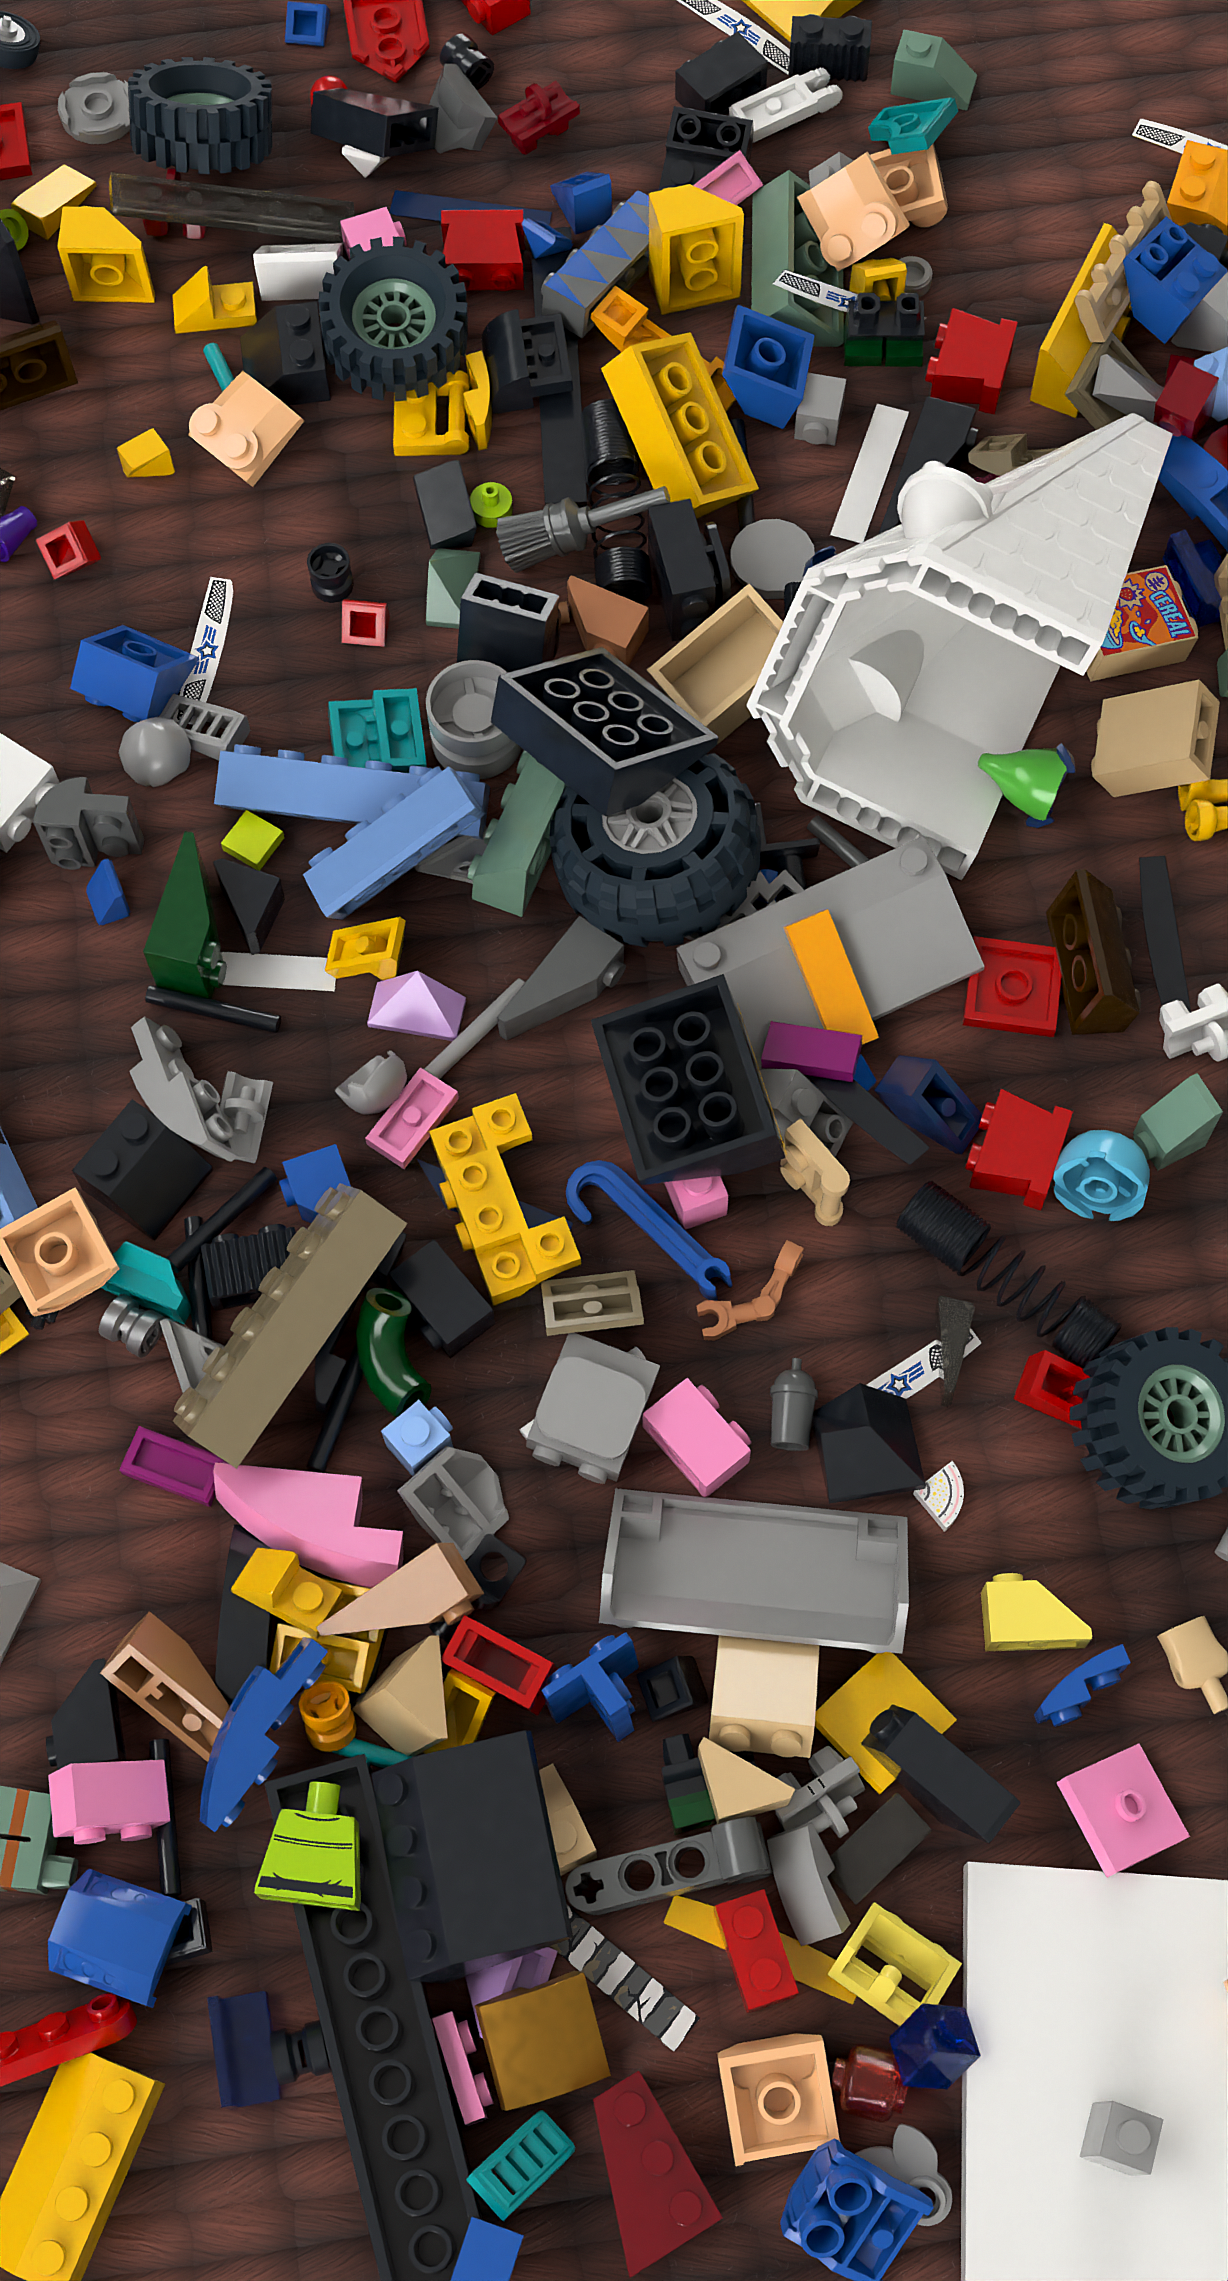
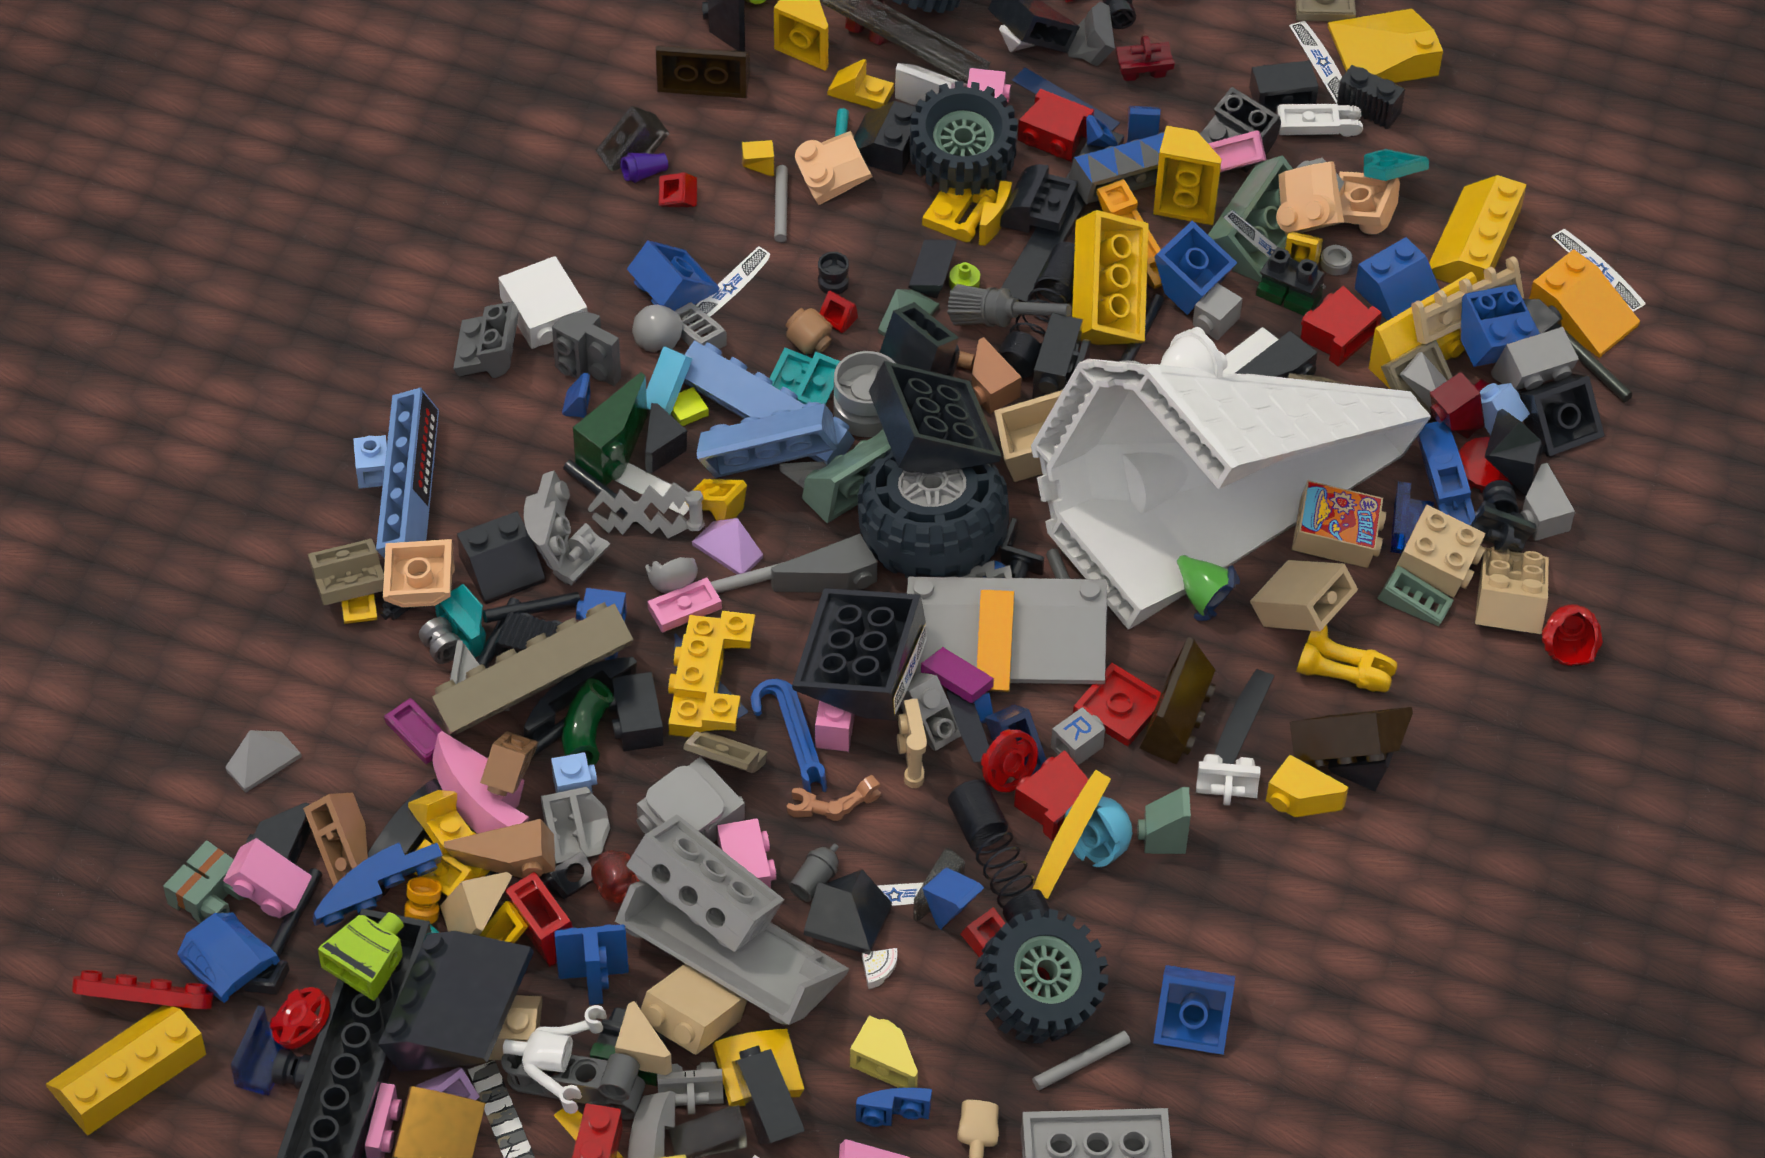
camera: 25 degrees right, 15 degrees down
(206, 506) = (781, 191): none -> light grey bar
(214, 818) = (667, 379): none -> medium azure tile
(268, 1982) = (300, 1015): none -> red wheel
(279, 1019) = (636, 510): none -> light grey piece
(334, 1467) = (508, 763): none -> medium nougat slope
(347, 665) = (809, 331): none -> medium nougat head
(553, 1548) = (612, 875): none -> clear red head
(633, 1862) = (551, 1050): none -> white piece
(672, 1687) = (635, 986): black slope -> none
(688, 1514) = (717, 878): none -> light grey brick
(931, 70) = (1431, 136): sand green slope -> none
(948, 1139) = (1008, 758): none -> red wheel
(992, 1362) = (949, 895): none -> blue slope
(997, 1057) = (1079, 736): none -> light grey brick
(1005, 273) = (1396, 278): none -> blue slope
(1053, 167) = (1478, 228): none -> yellow slope
(1081, 1200) = (1070, 832): none -> yellow sticker

